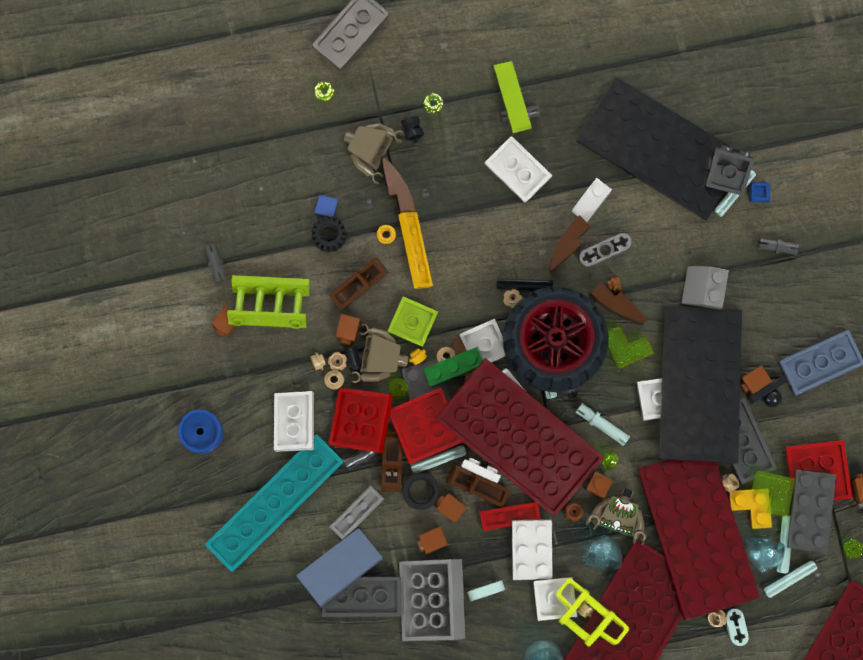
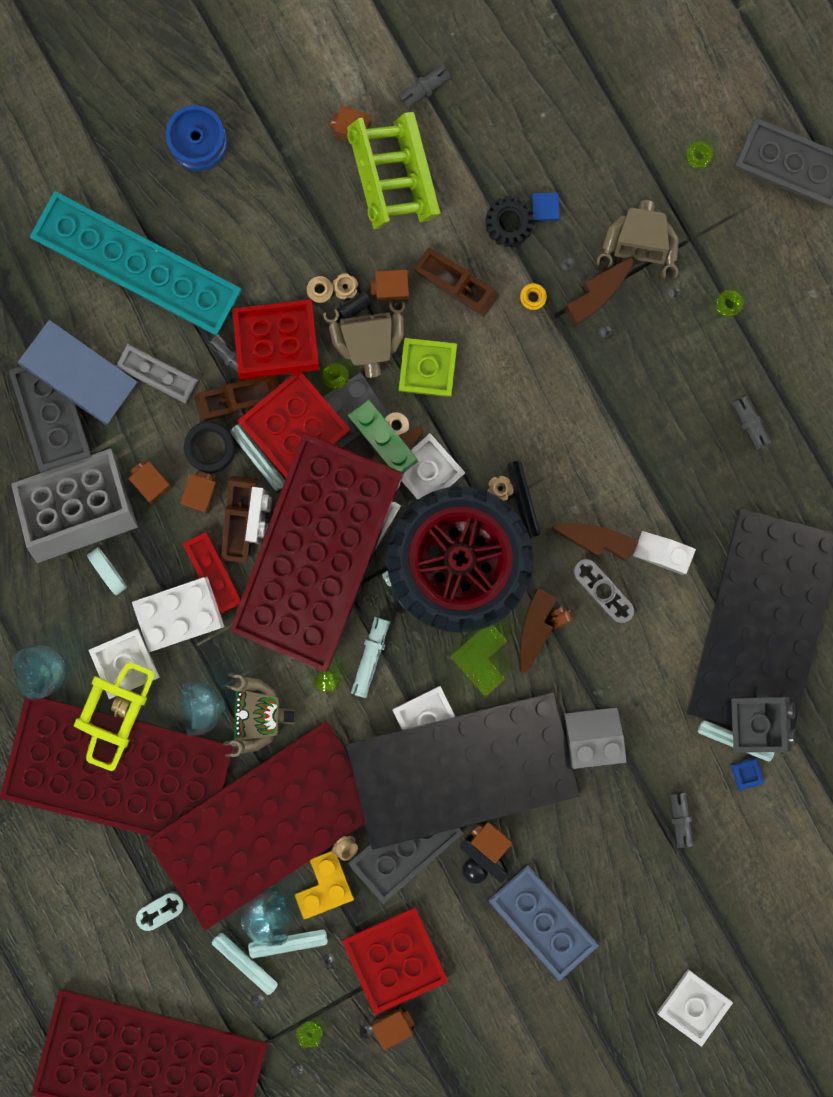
camera: 70 degrees right, 5 degrees up
(293, 421) = (248, 254): white plate -> none
(317, 361) = (337, 260): tan plate -> none
(412, 128) = (686, 286): black wheel -> none
(415, 250) = (523, 341): yellow plate -> none
(417, 356) = (384, 388): yellow plate -> none
(512, 97) = (770, 404): lime tile -> none
(518, 169) = (675, 443): white plate -> none
(579, 511) = (239, 649): dark orange plate -> none
(598, 485) = (288, 676): dark orange brick -> none
(715, 621) = (162, 883): tan plate -> none
(779, 488) = (356, 915): clear neon green plate -> none
(811, 511) = (340, 965): dark grey plate -> none

